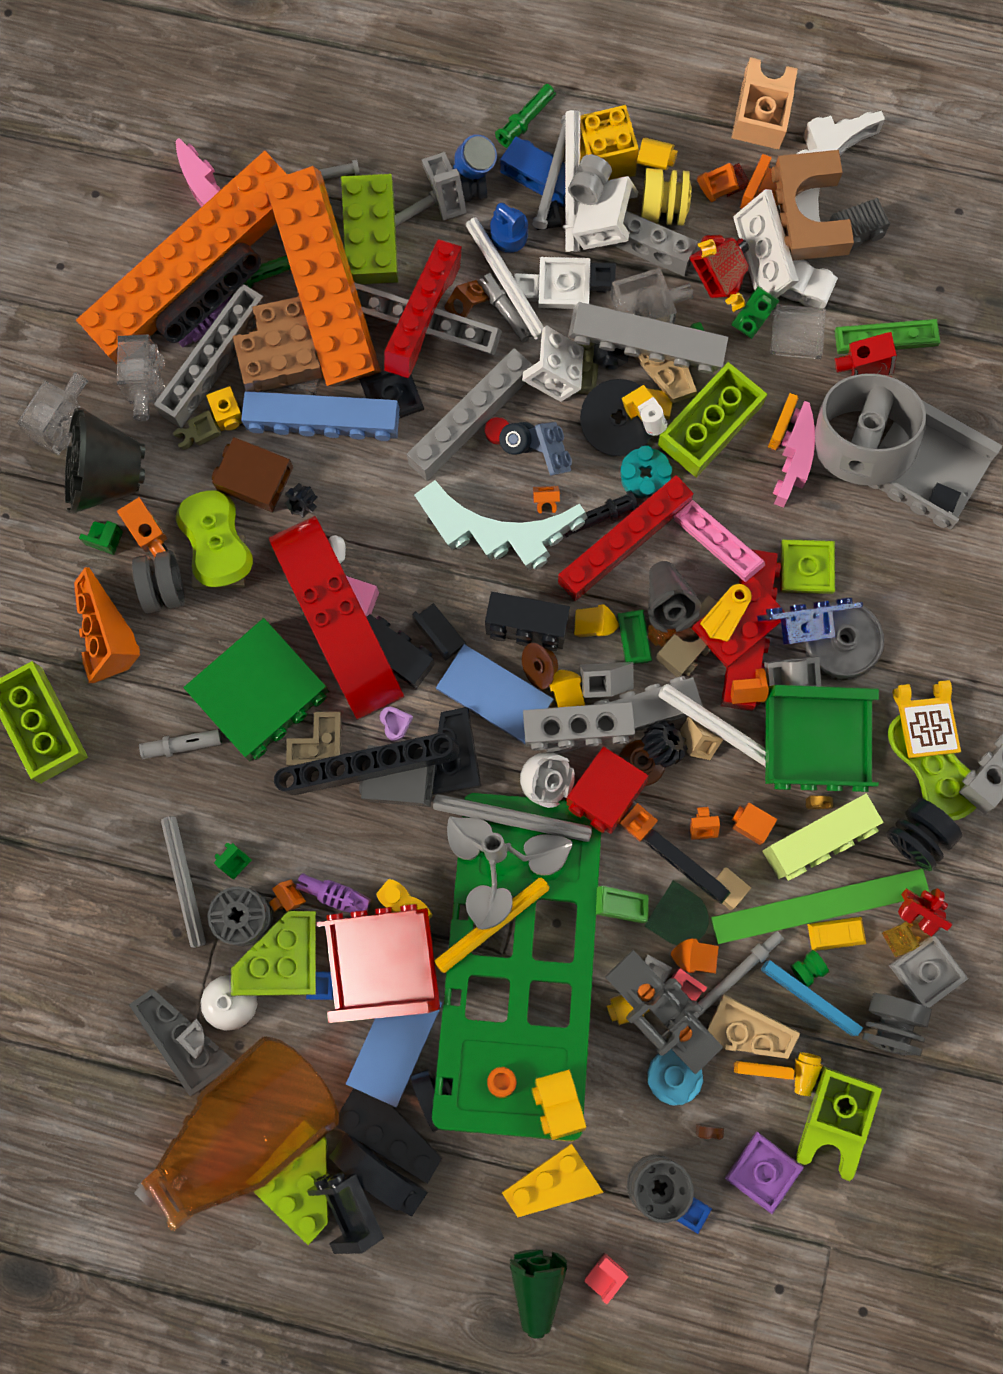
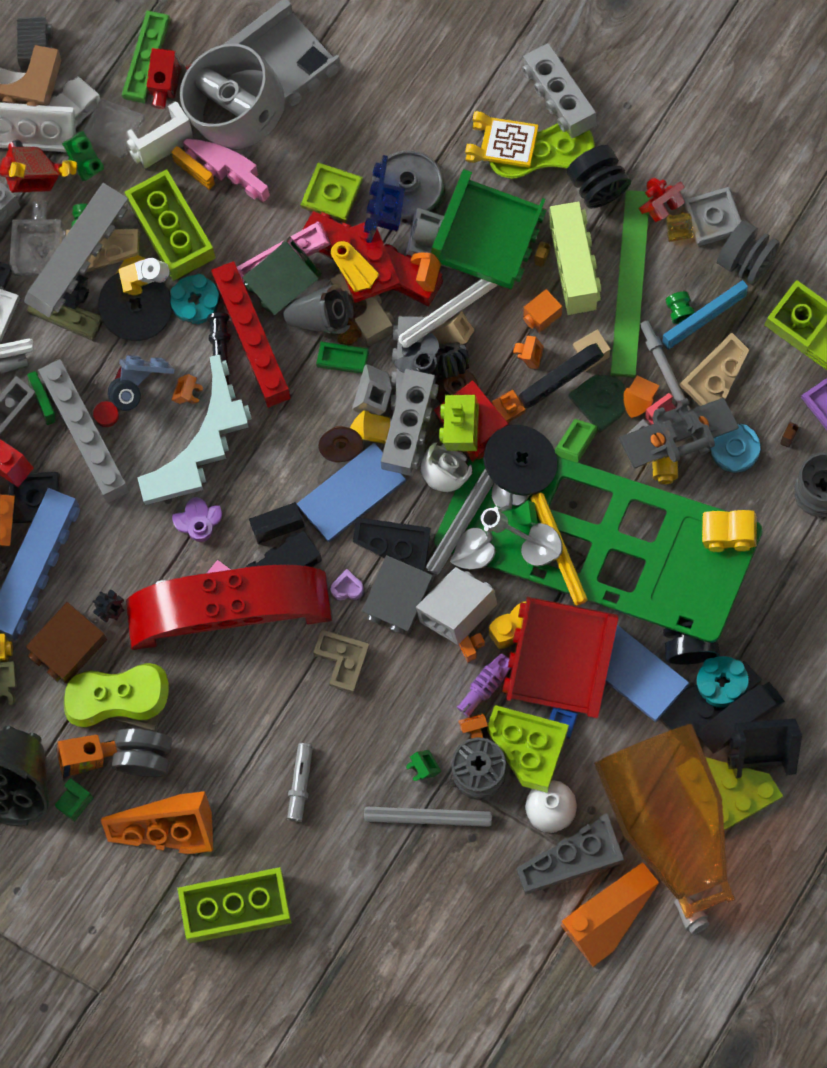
camera: 70 degrees left, 5 degrees down
(128, 1096) = (607, 916): none -> orange wedge
(193, 1039) = (574, 843): light grey tile -> none
(257, 690) = (274, 696): green panel -> none
(369, 864) = (471, 644): none -> orange tile
(378, 768) = (376, 601): black beam -> none
(398, 1157) = (722, 667): none -> teal plate
(403, 839) = (456, 605): none -> brick
(420, 551) = (197, 516): none -> medium lavender plate
(489, 363) = (41, 398): none -> green tile
(501, 1082) = (696, 574): orange tile -> none
(518, 878) = (525, 514): none -> green tile
(526, 621) = (297, 439): black brick -> none
(552, 1184) = (793, 576): yellow wing -> none
(556, 861) = (523, 477): none -> black piece
(559, 366) = (76, 336): white bracket -> none
(593, 777) = (460, 423): none -> lime brick
(595, 621) = (317, 385): yellow tile -> none
(656, 711) = (419, 354): none -> black plate
(694, 546) = (281, 276): none -> dark green panel
(764, 1070) = (752, 372): light orange tile -> none
(799, 380) = (162, 140): none -> white panel
(806, 1073) = (765, 339): yellow cone -> none
(836, 934) = (658, 278): yellow tile -> none

